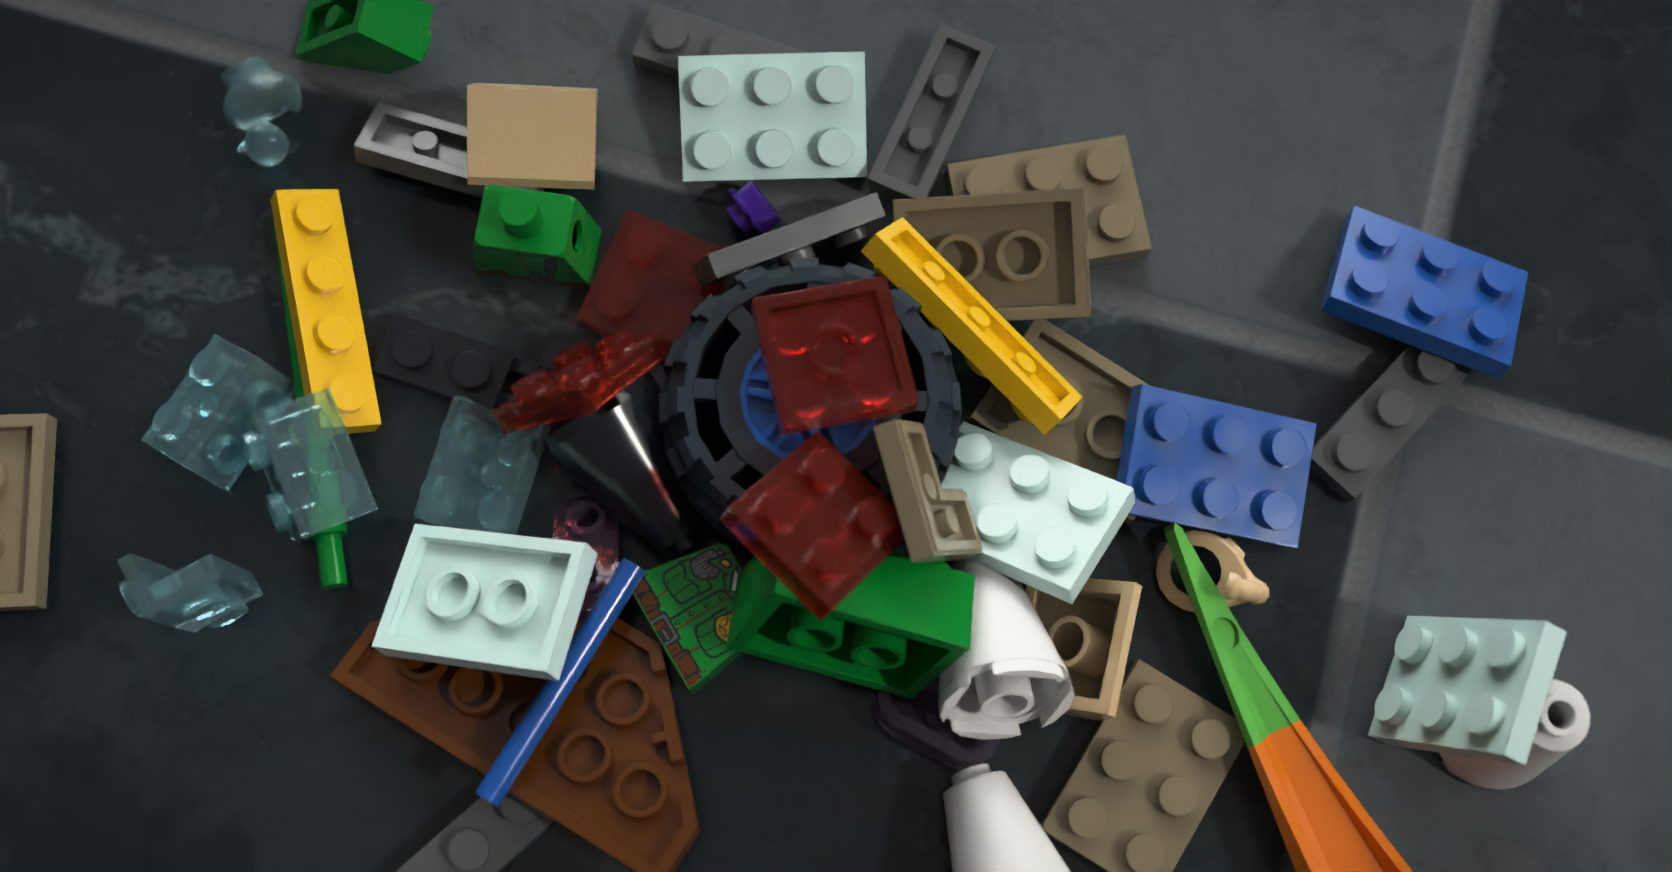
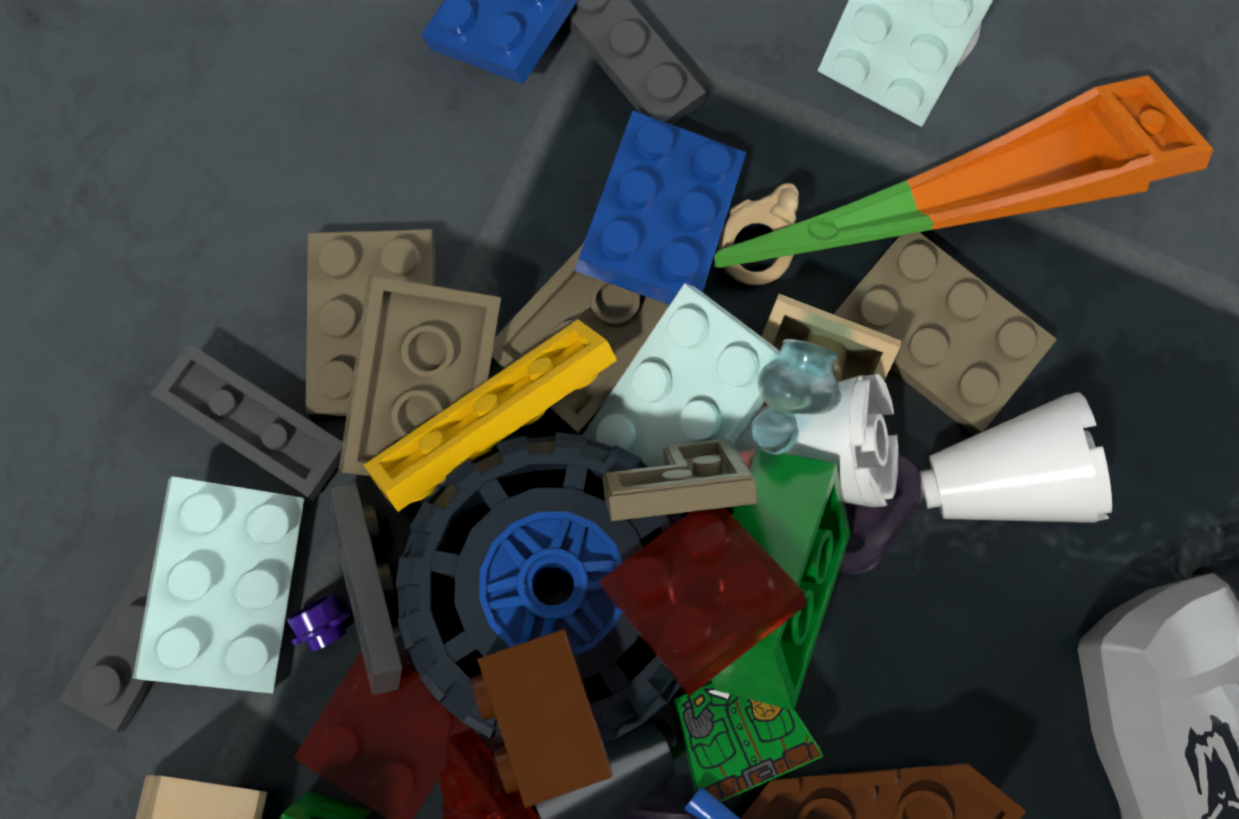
camera: 80 degrees left, 0 degrees up
(685, 396) = (542, 719): none -> reddish brown brick
(834, 355) = (521, 552): clear red plate -> none
(1040, 596) = (791, 385): none -> clear light blue animal

